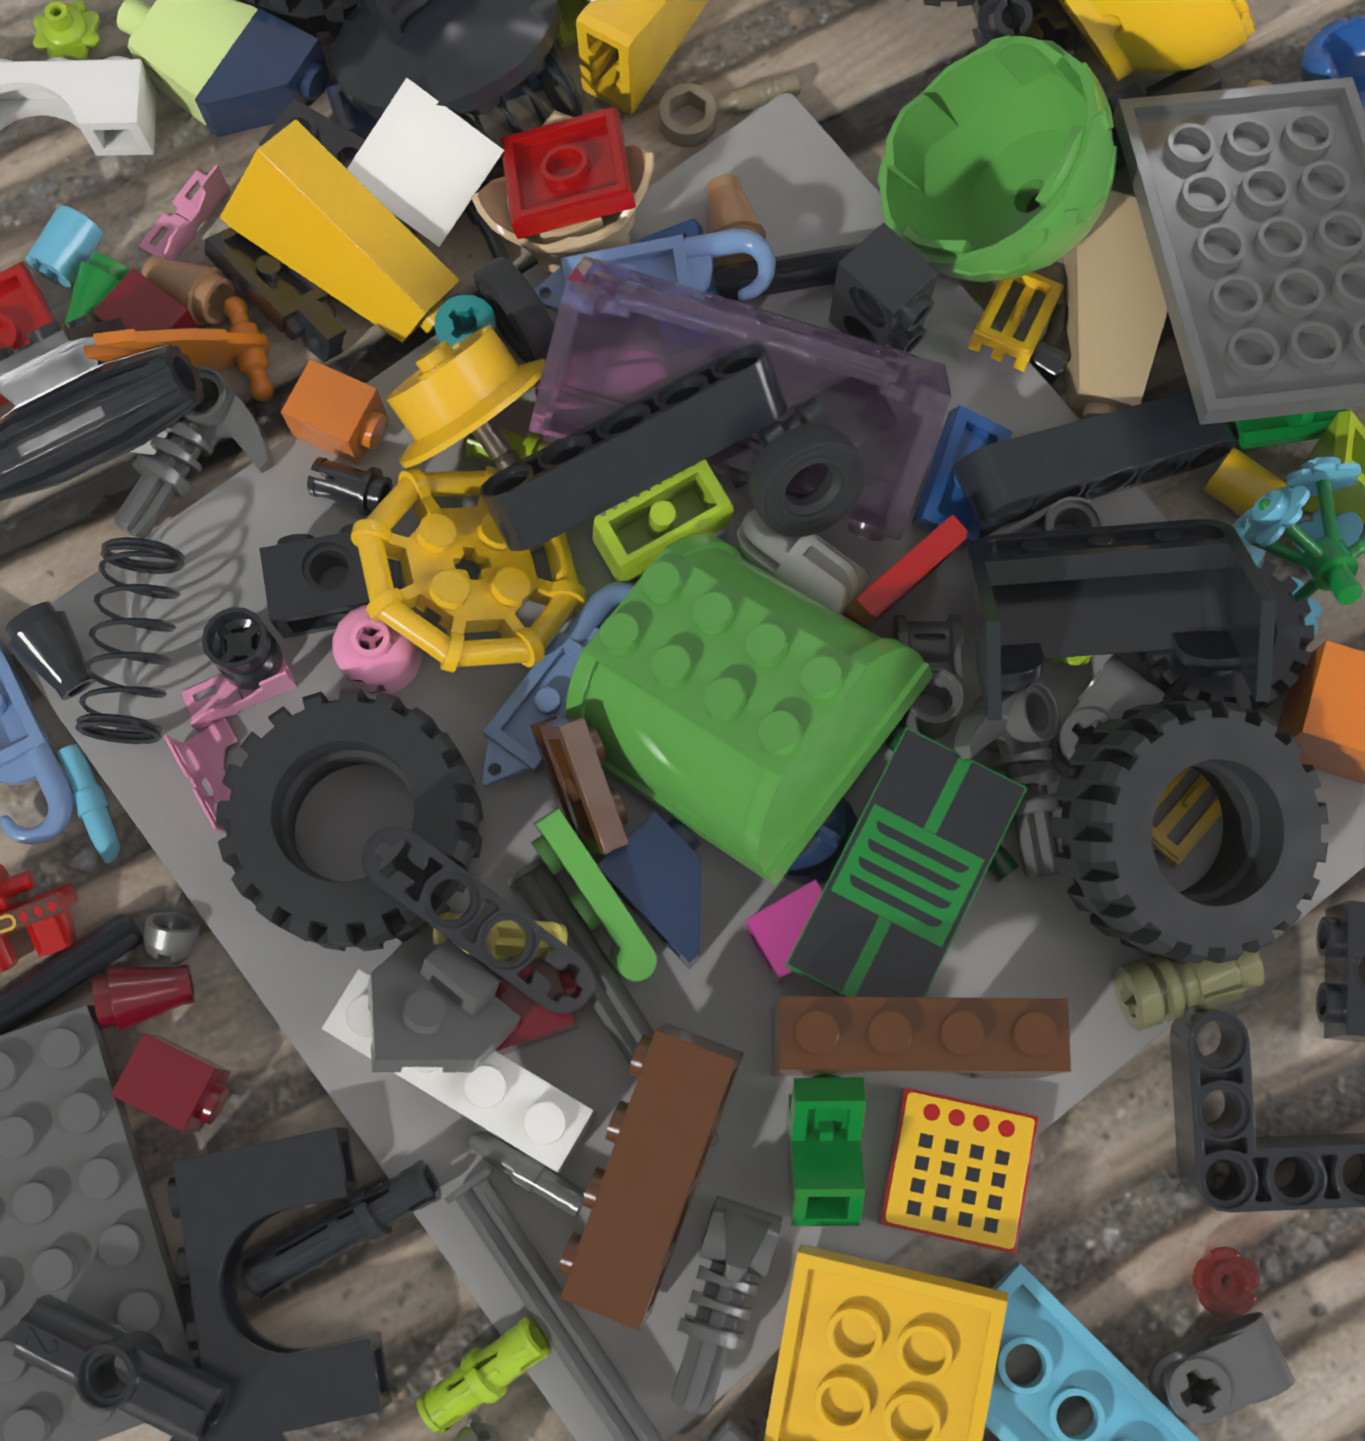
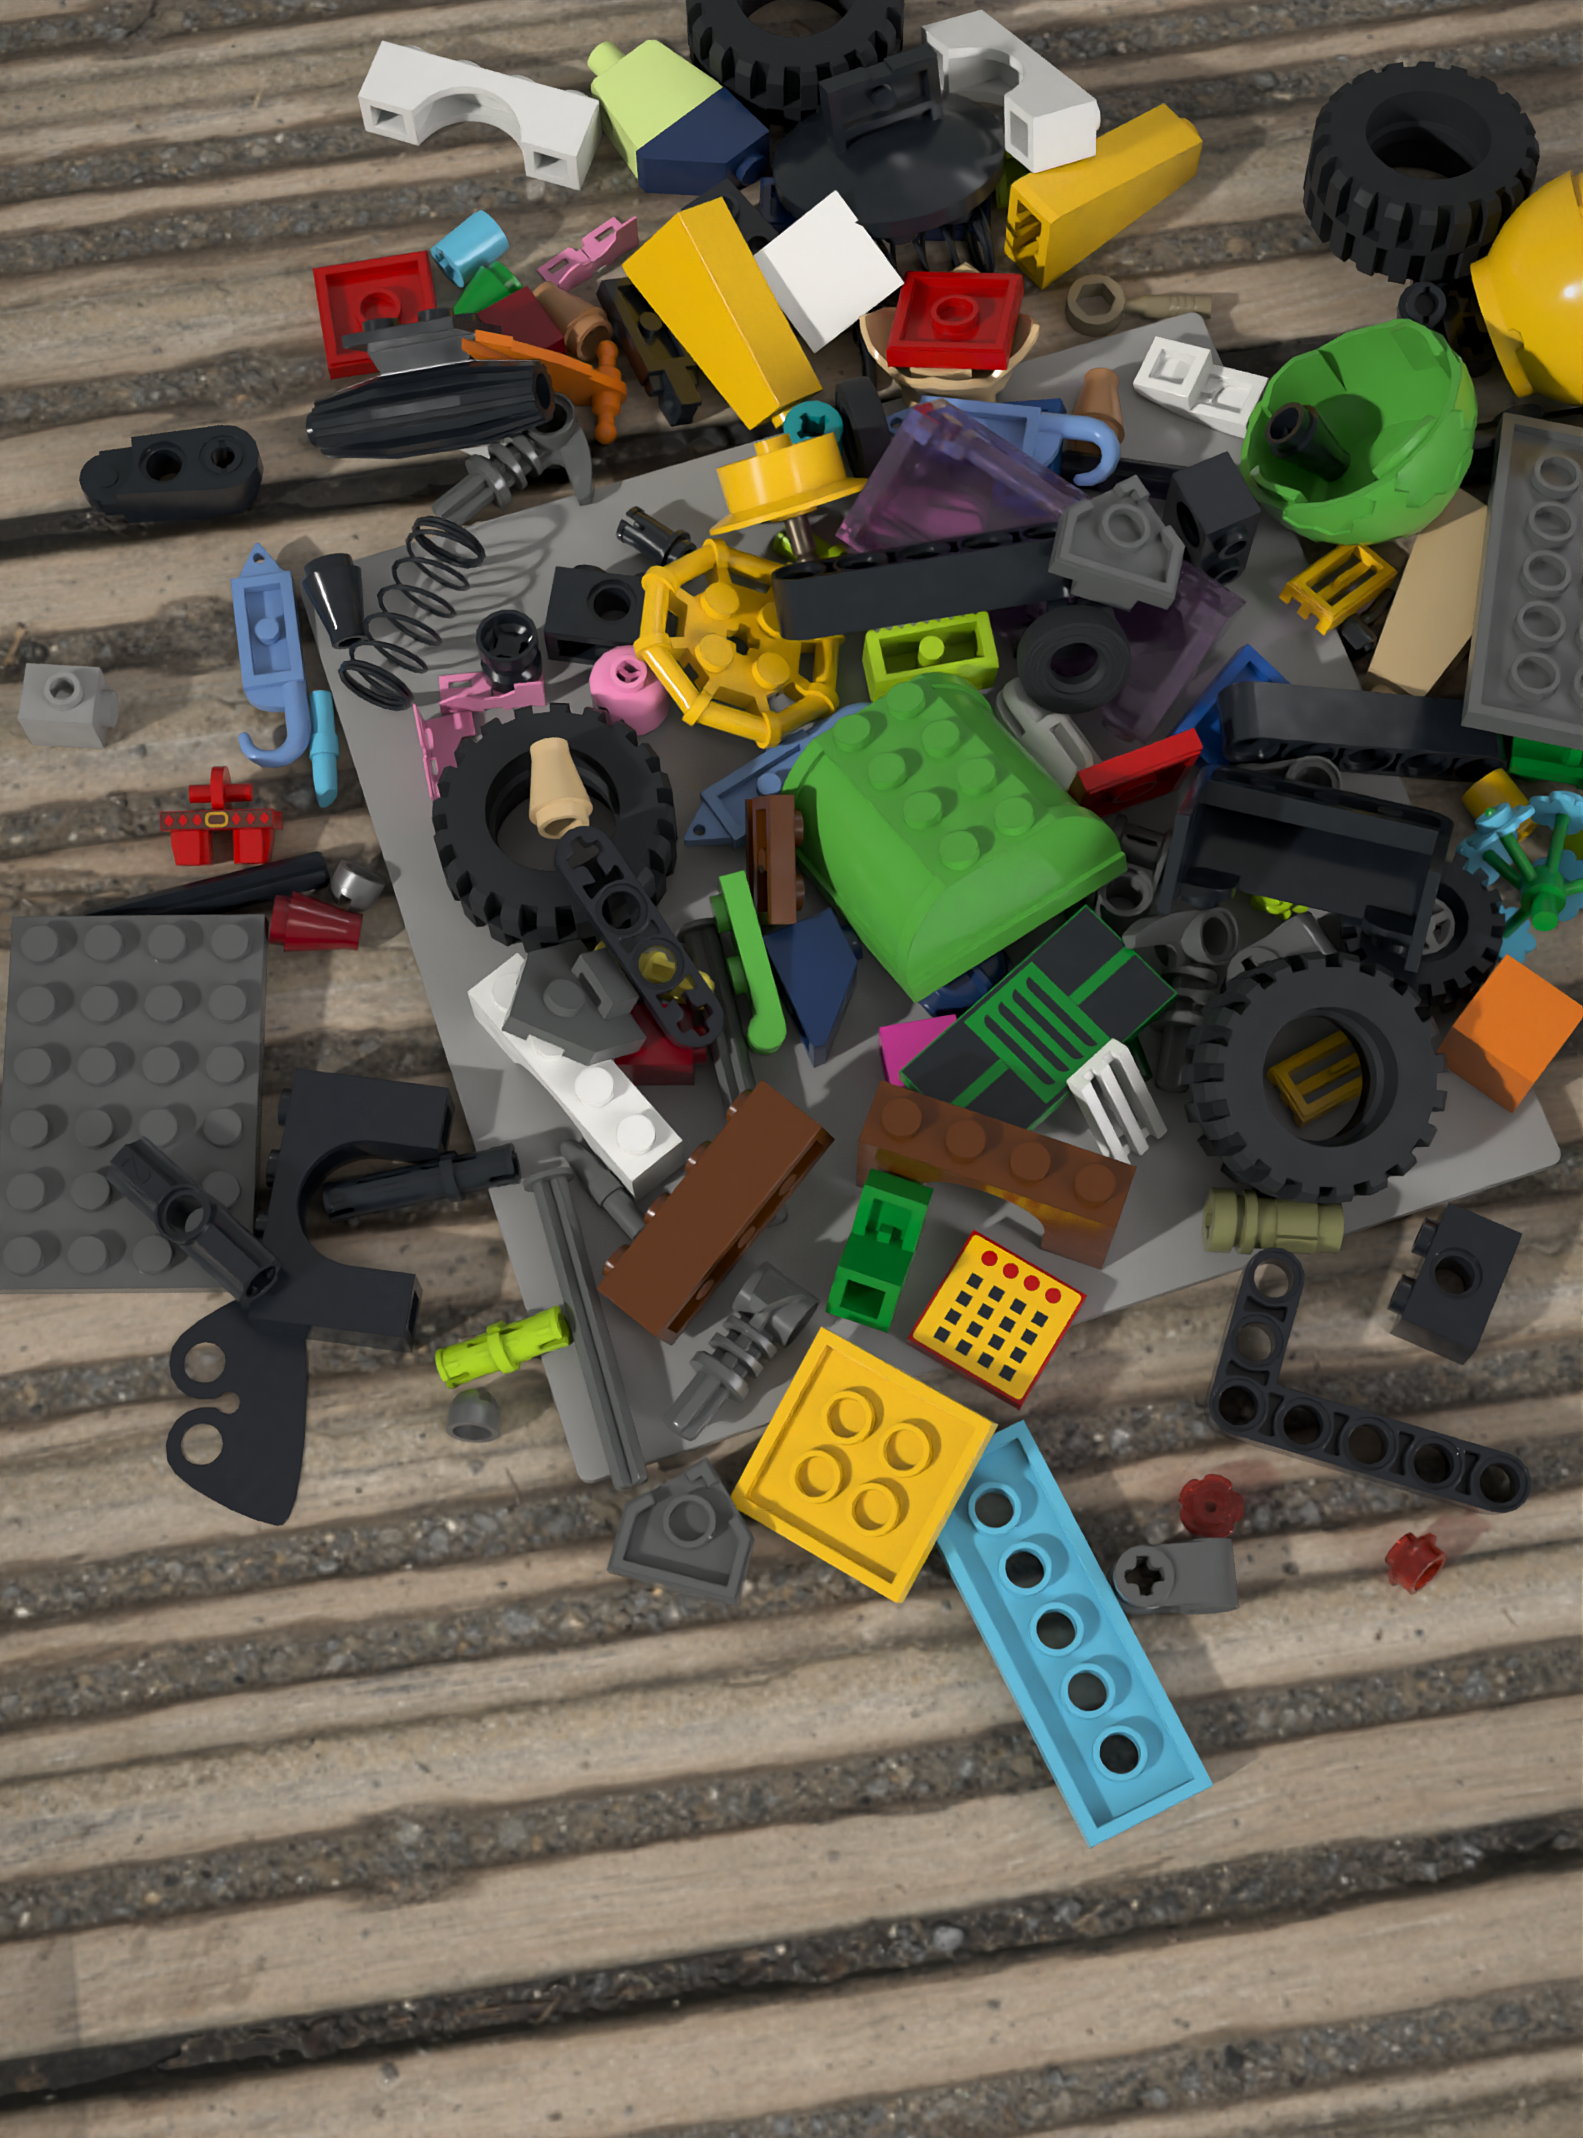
camera: 20 degrees right, 5 degrees down
(66, 30) = (539, 53): lime plant -> none
(173, 1084) = (316, 1009): dark red brick -> none
(335, 412) = (666, 471): orange brick -> none
(342, 796) = (556, 790): none -> tan cone
(814, 167) = (1190, 385): none -> white slope
(817, 357) = (1118, 549): none -> dark grey plate
(938, 185) = (1304, 440): none -> black cone
(1020, 927) = (1136, 1092): none -> white tile

